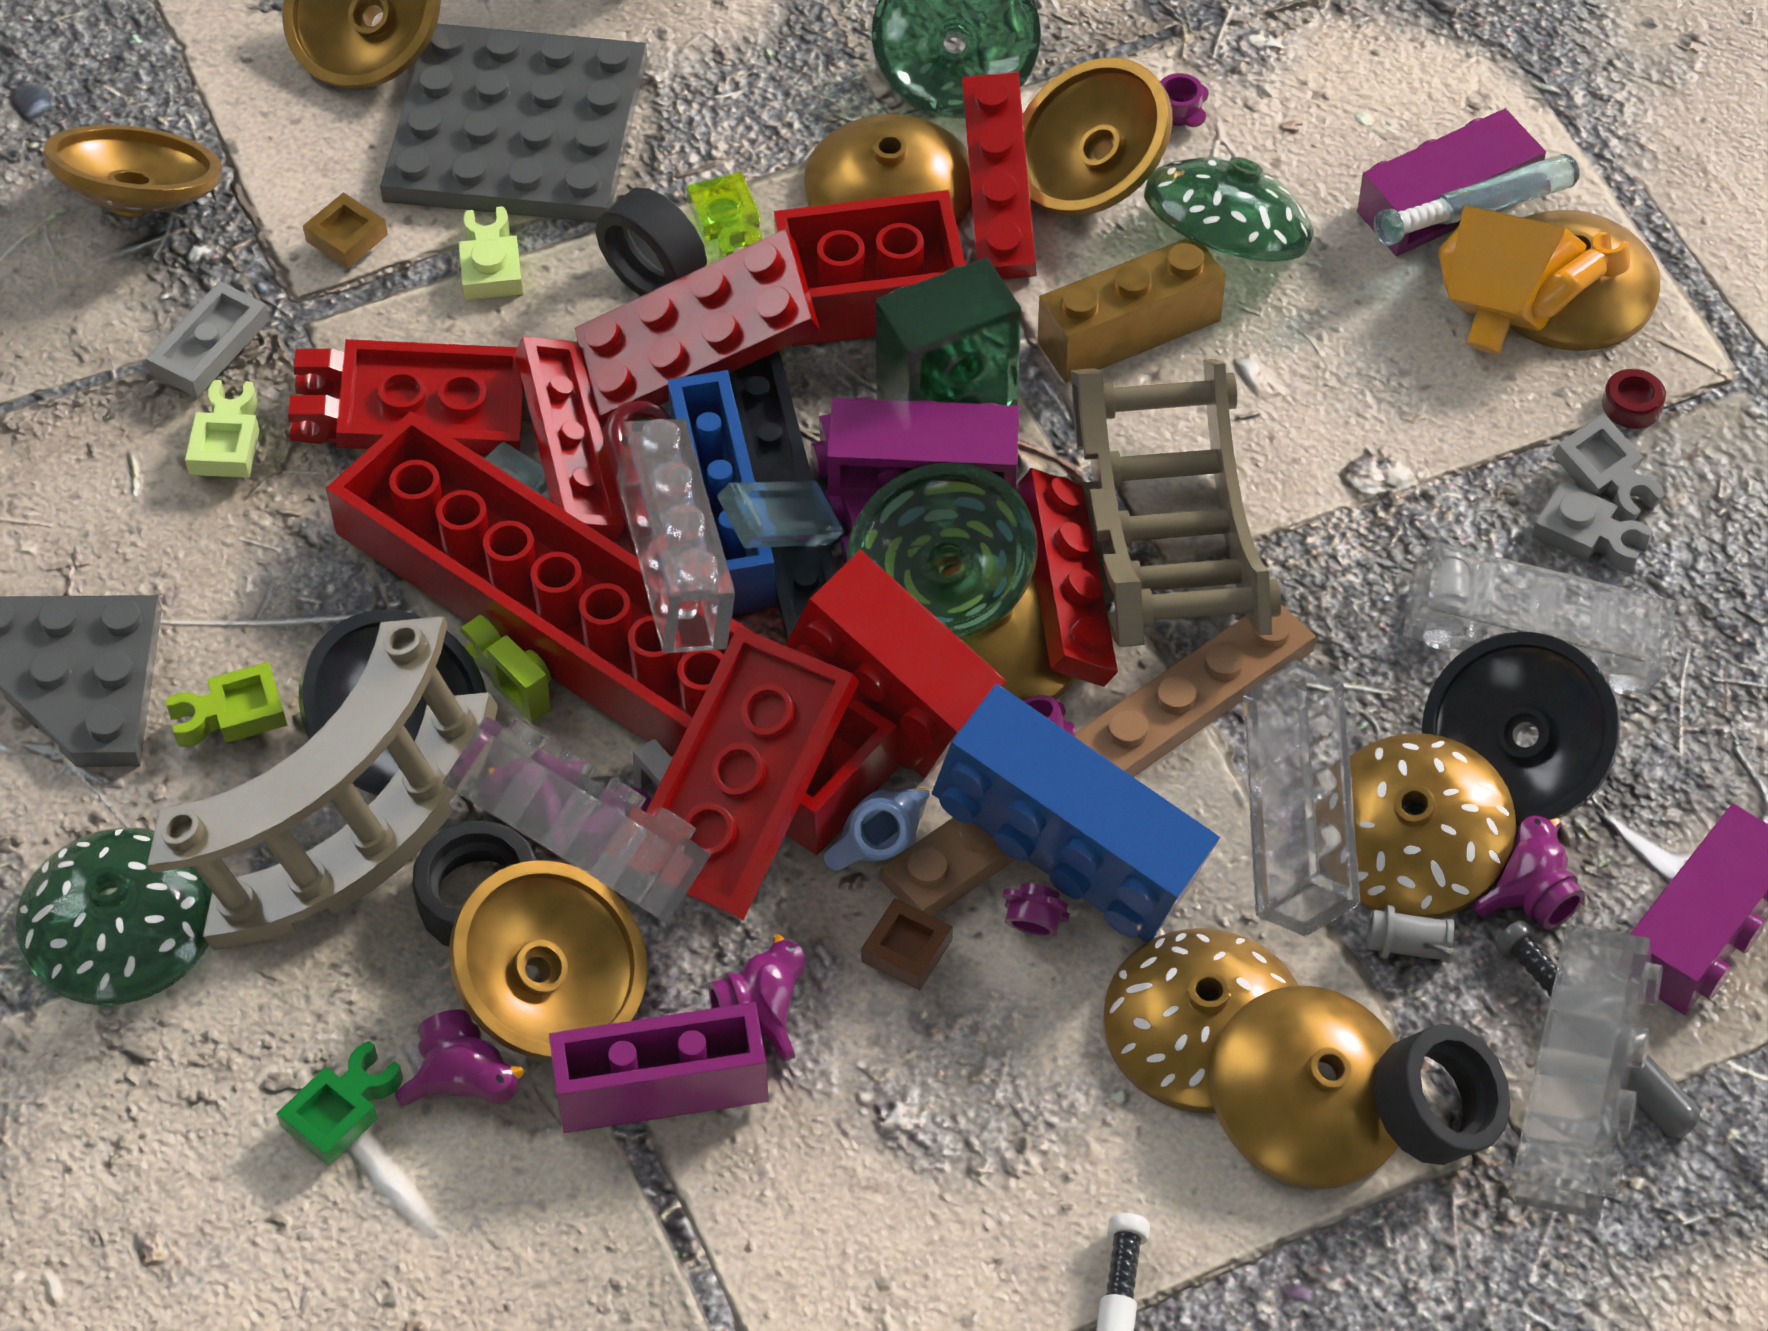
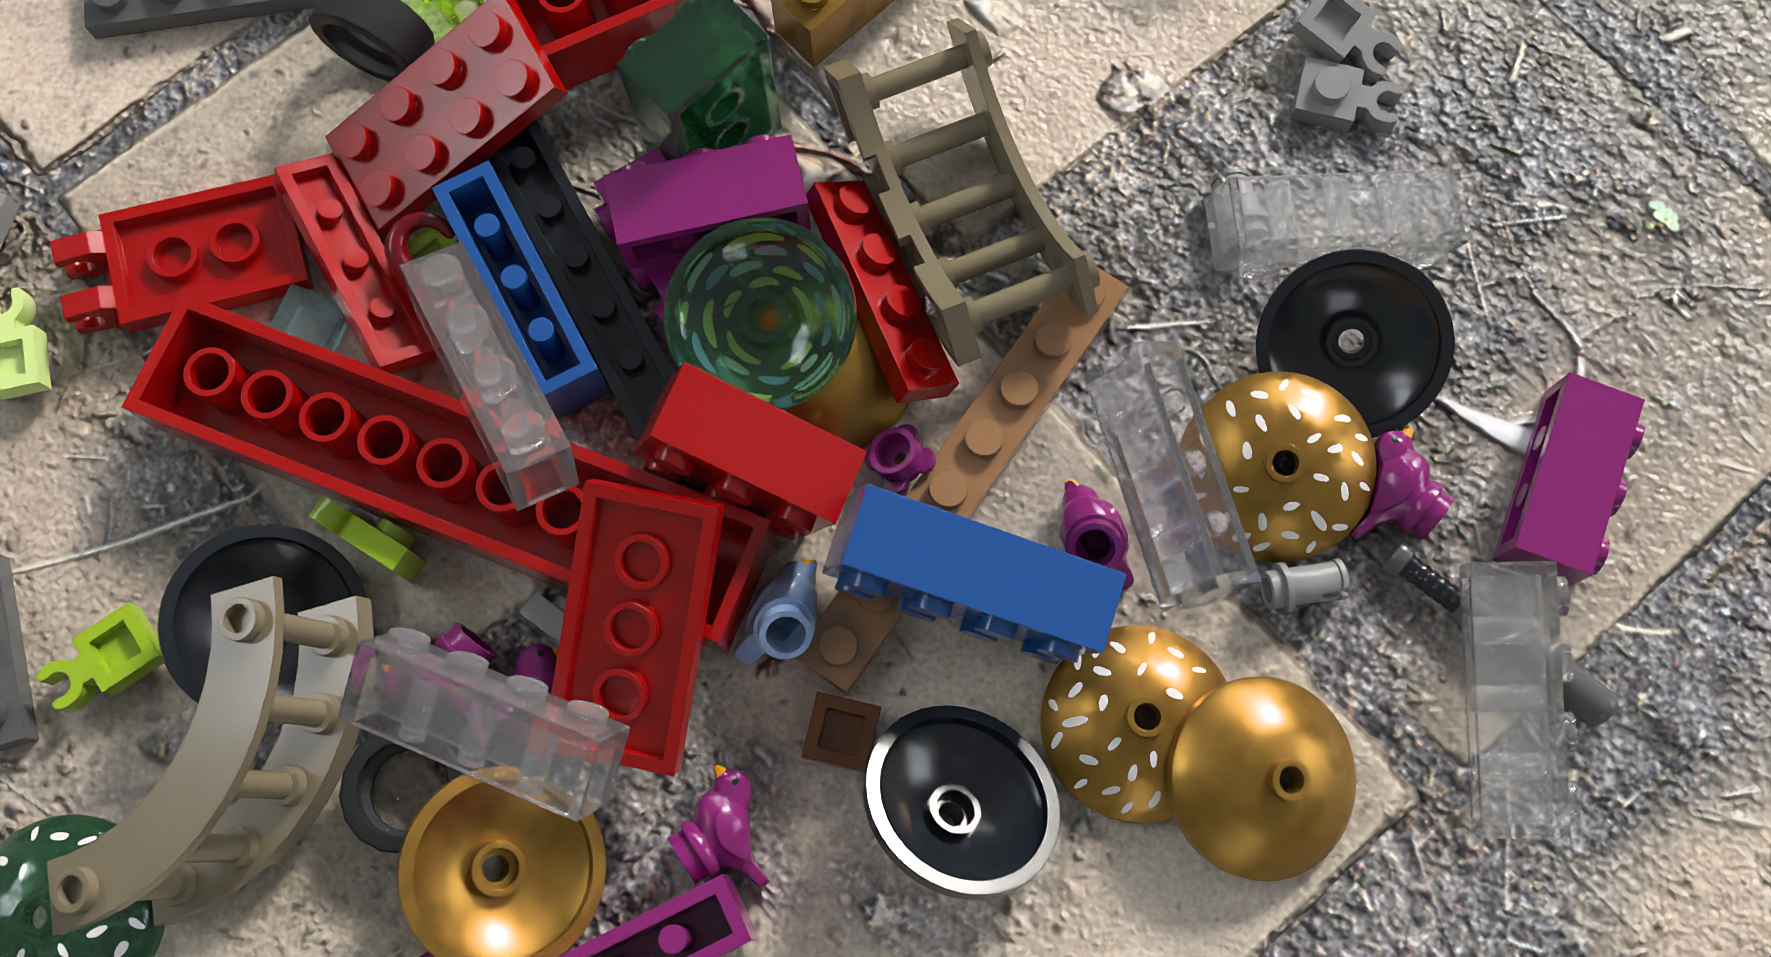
camera: 15 degrees left, 20 degrees up
(345, 230) = (64, 86): pearl gold plate -> none
(489, 259) = (220, 78): yellowish green plate -> none
(780, 514) = (586, 312): clear light blue tile -> none
(1004, 1016) = (979, 777): none -> black dish
(1035, 909) = (952, 661): magenta plate -> none
(1225, 822) = (1094, 529): none -> magenta animal
(1478, 1080) = (1425, 757): black tyre -> none

